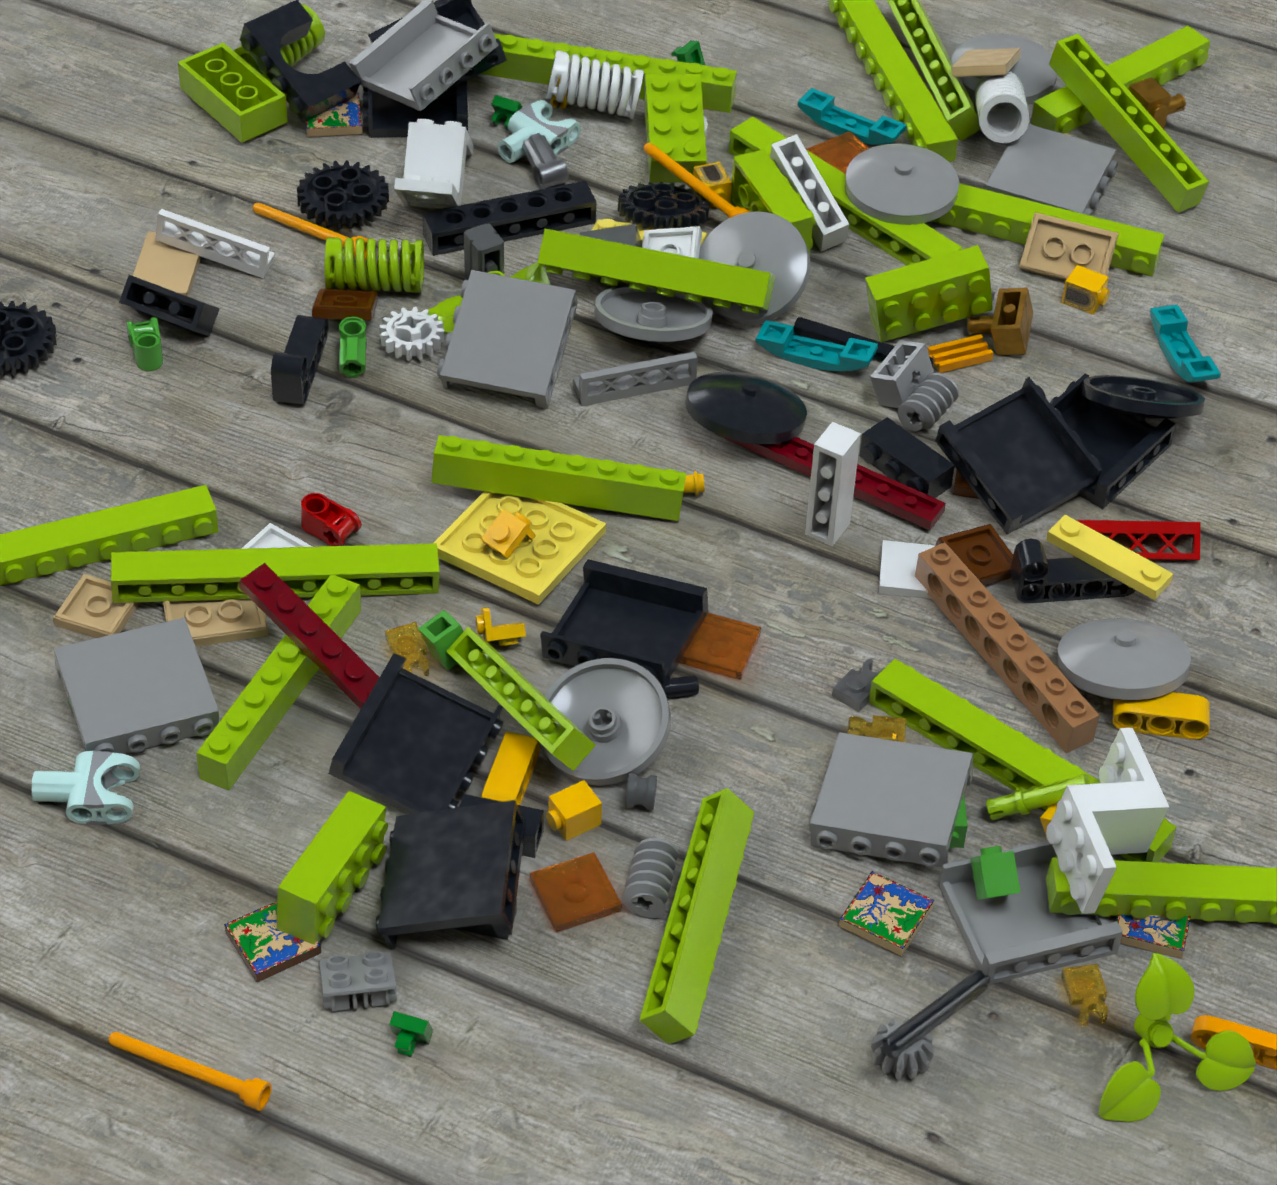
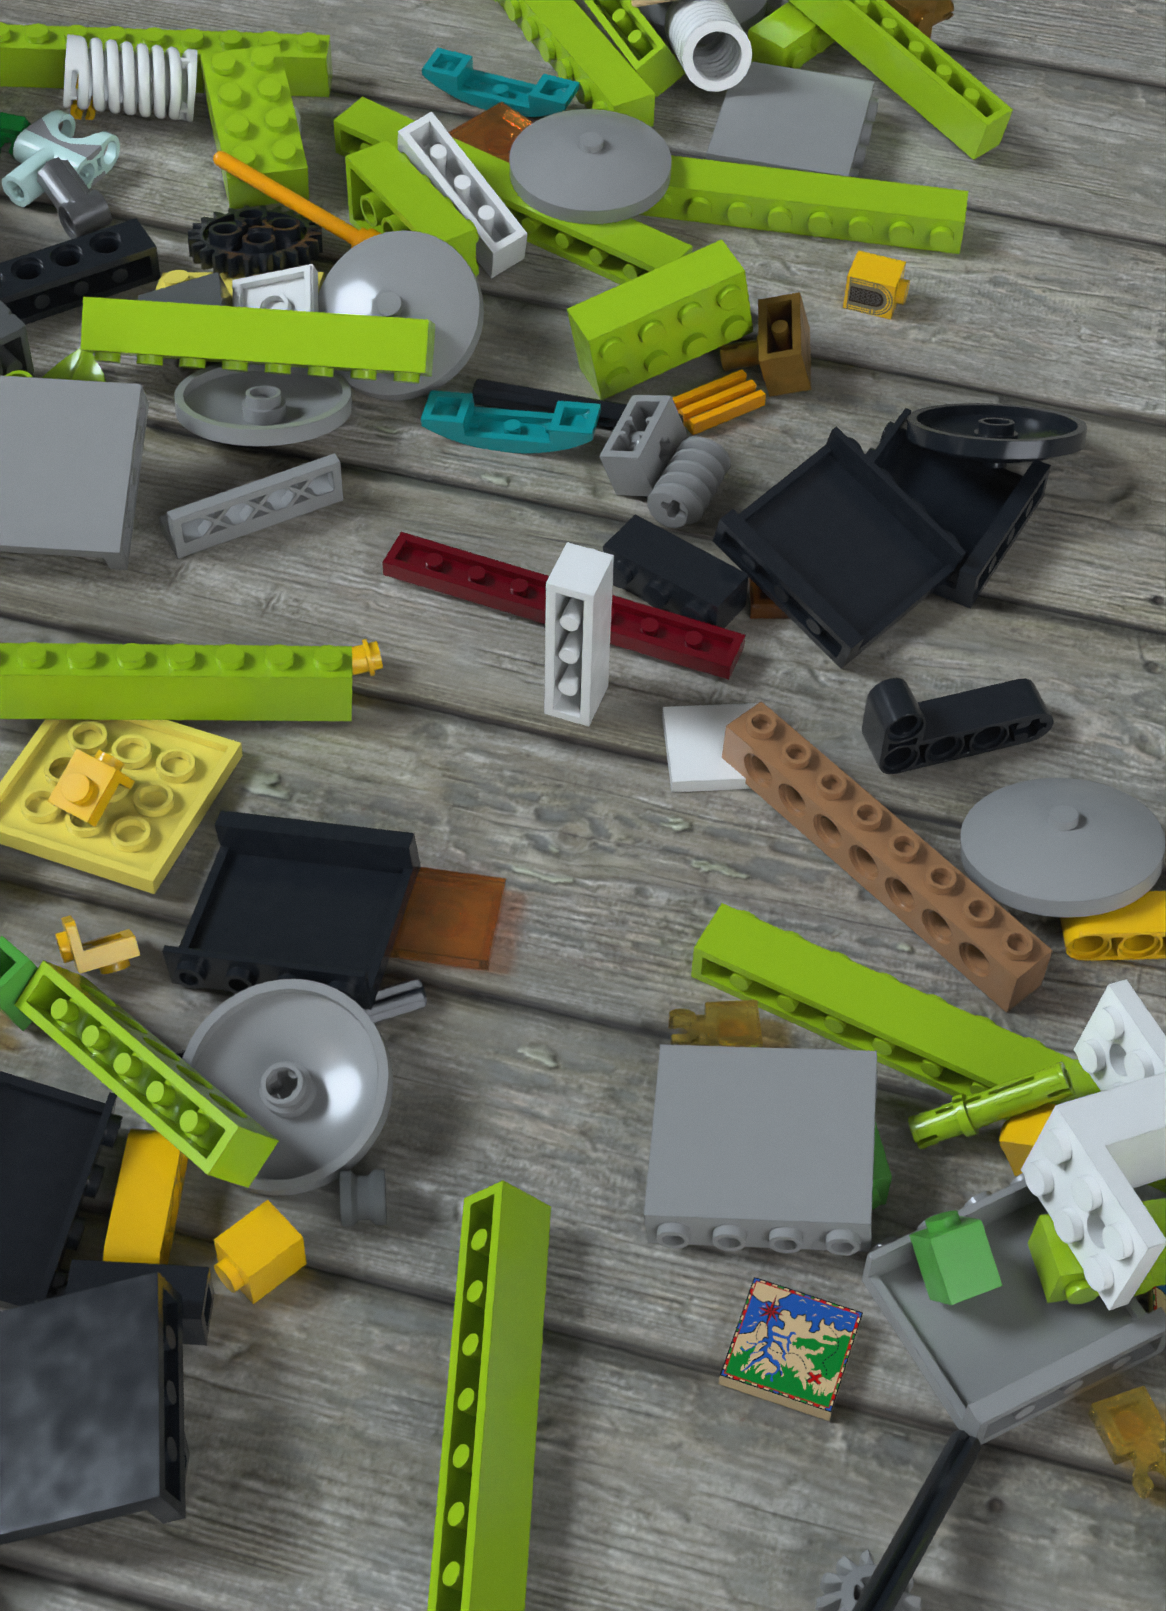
camera: 10 degrees left, 5 degrees up
(575, 892) = (282, 1400): clear orange tile -> none
(650, 877) = (401, 1356): light grey piece -> none
(689, 53) = (259, 19): green tile -> none
(715, 178) = (324, 191): brick -> none
(745, 407) = (423, 529): black dish -> none
(855, 687) = (669, 955): flat silver plate -> none
(982, 553) = (813, 705): reddish brown tile -> none
(1059, 245) = (829, 225): tan tile -> none
(1109, 557) = (1006, 687): light yellow plate -> none
(1146, 528) = (1023, 633): red fence -> none
(1179, 347) = (1022, 352): teal slope -> none

